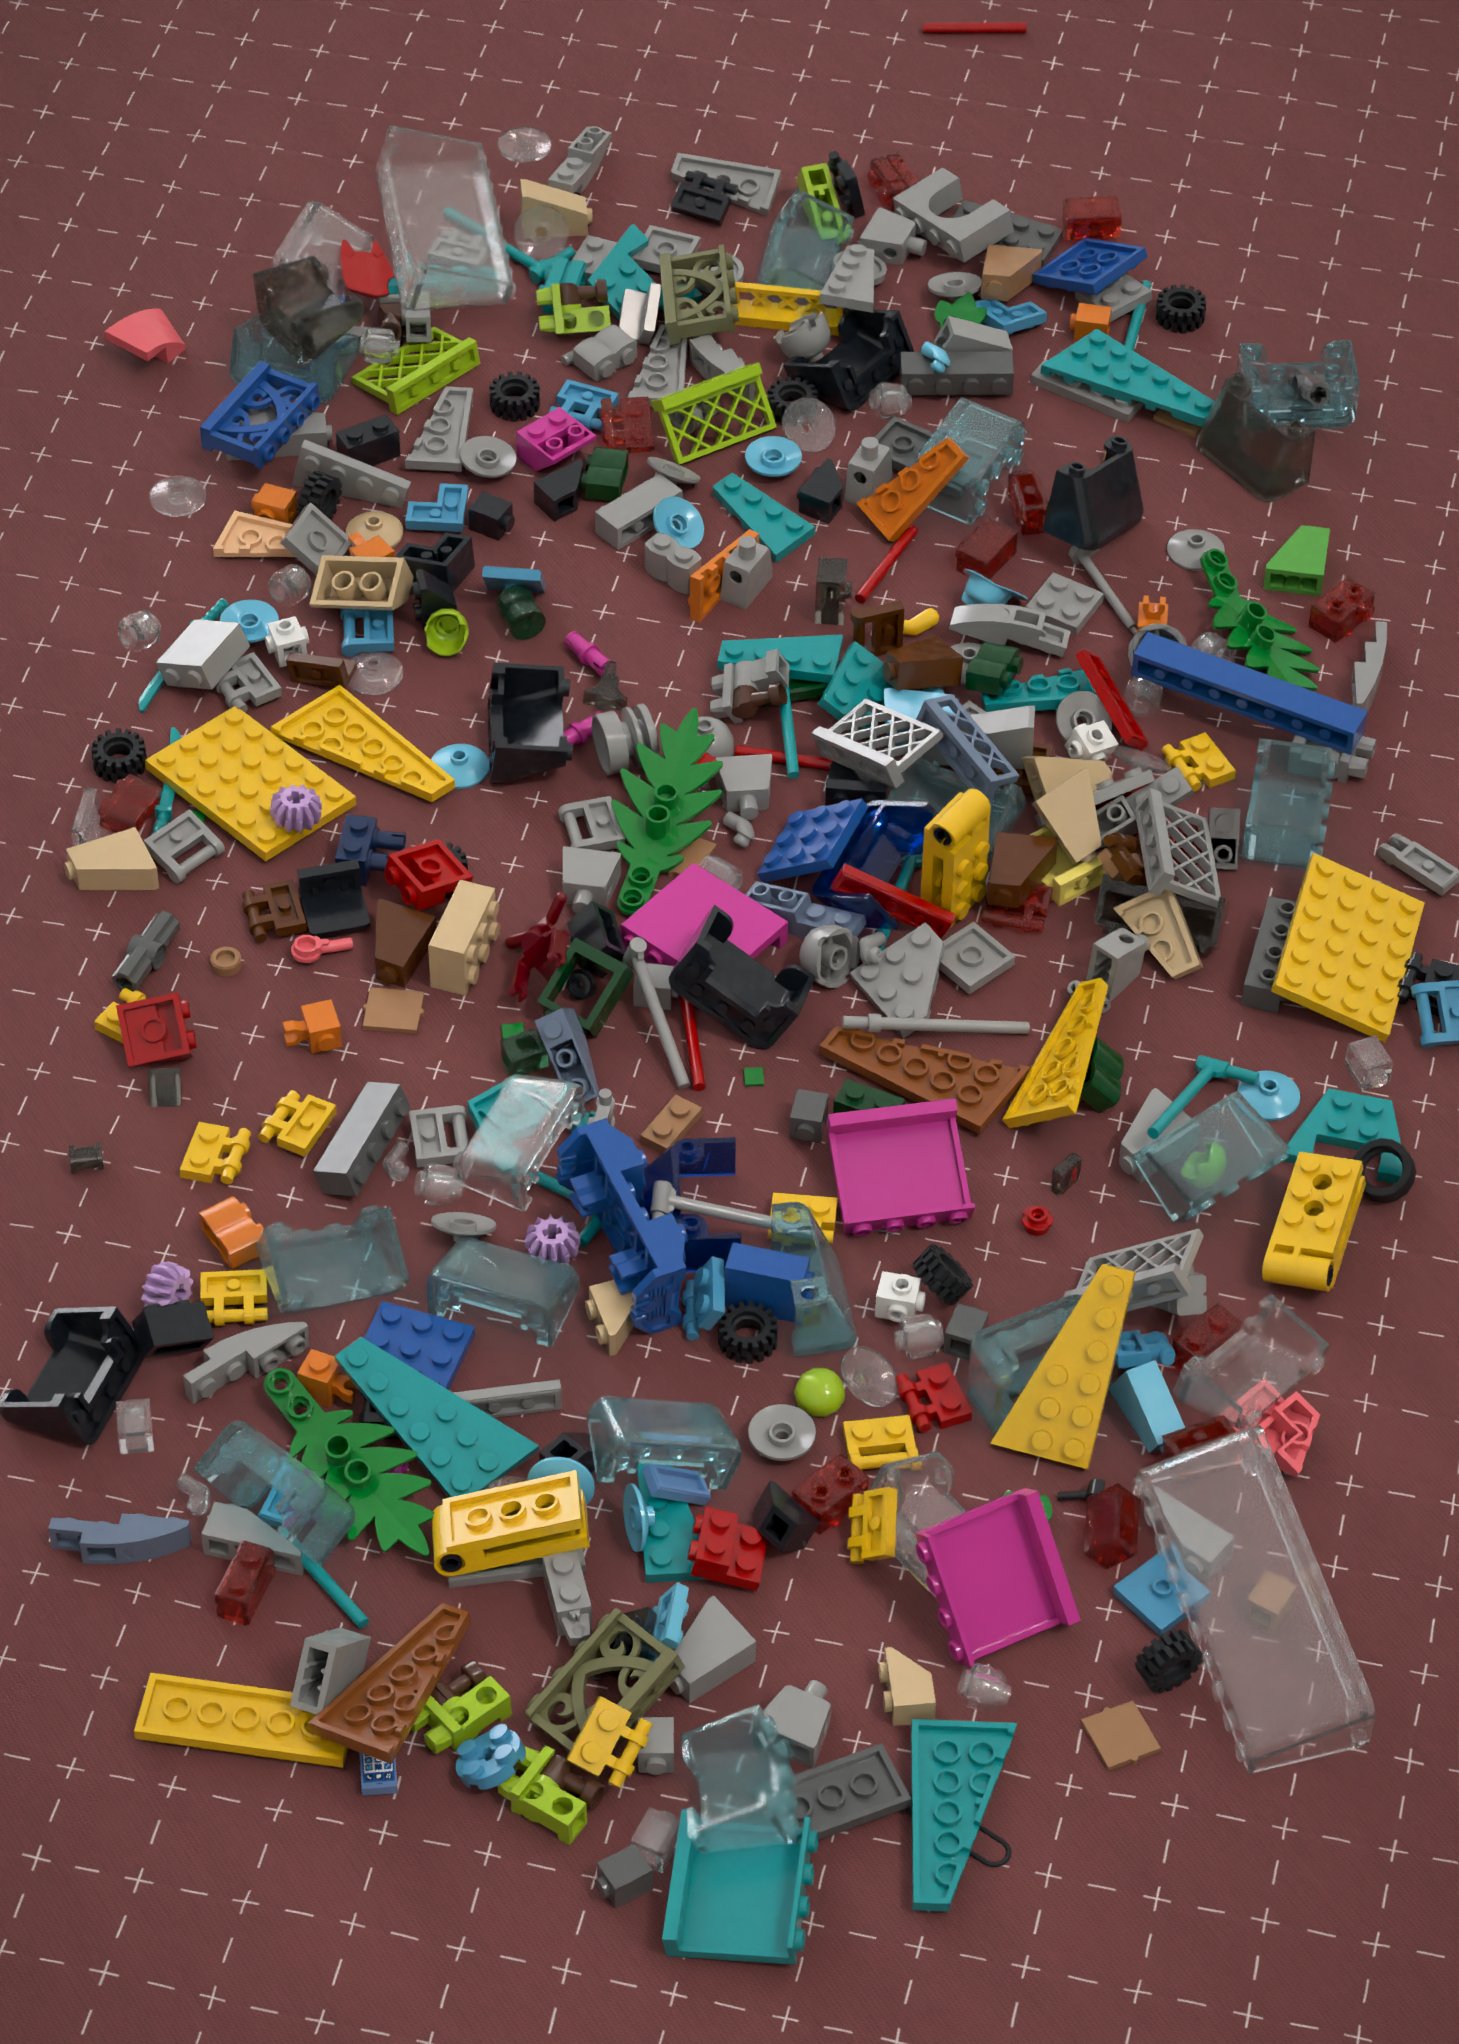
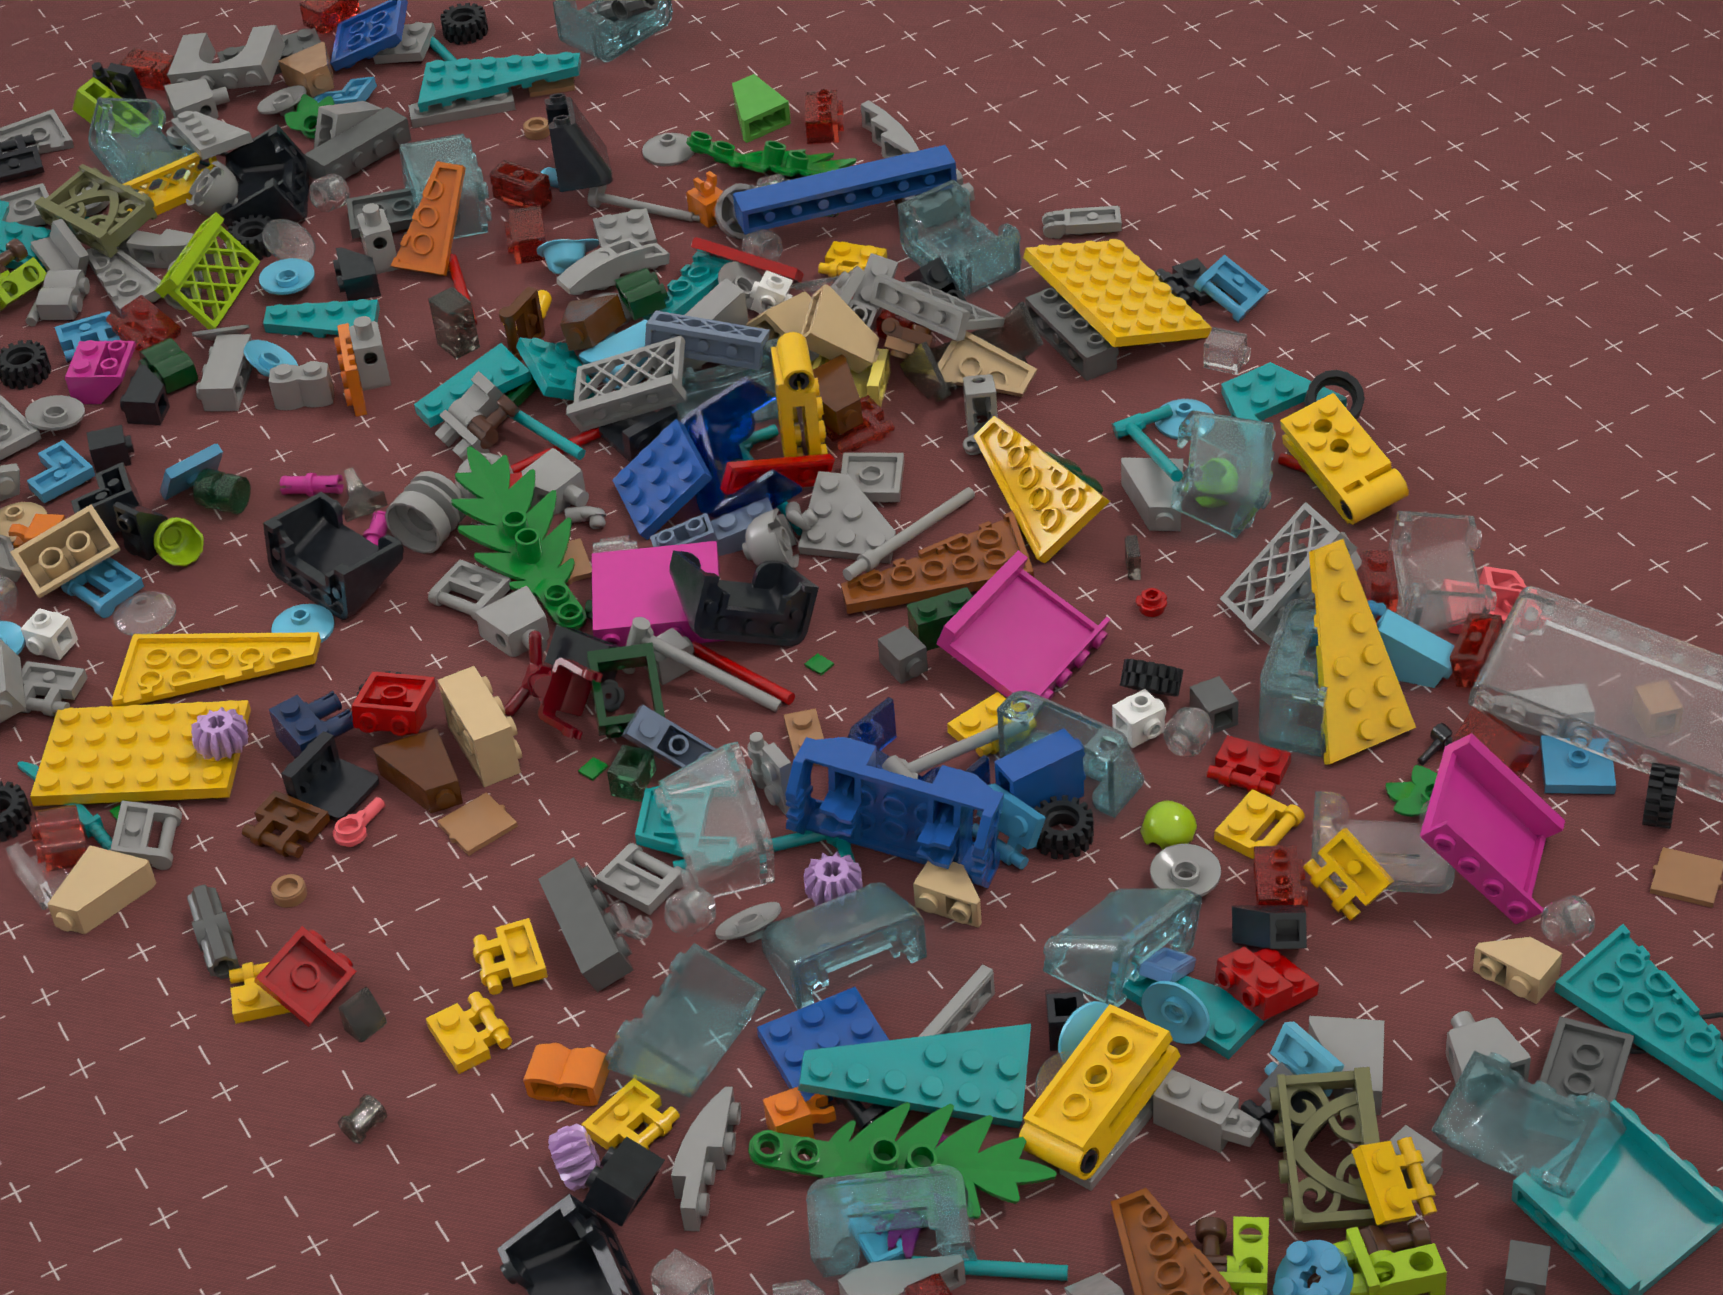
camera: 40 degrees left, 5 degrees down
(318, 1027) = (436, 876): orange brick -> none
(320, 670) = (101, 636): reddish brown panel -> none
(657, 1838) = (1507, 1219): clear brick -> none
(869, 1376) = (1192, 786): clear dish -> none
(940, 357) = (345, 138): medium azure arm -> none
(1090, 318) = (411, 65): orange brick -> none
(1252, 447) = (632, 58): clear smoke windscreen -> none

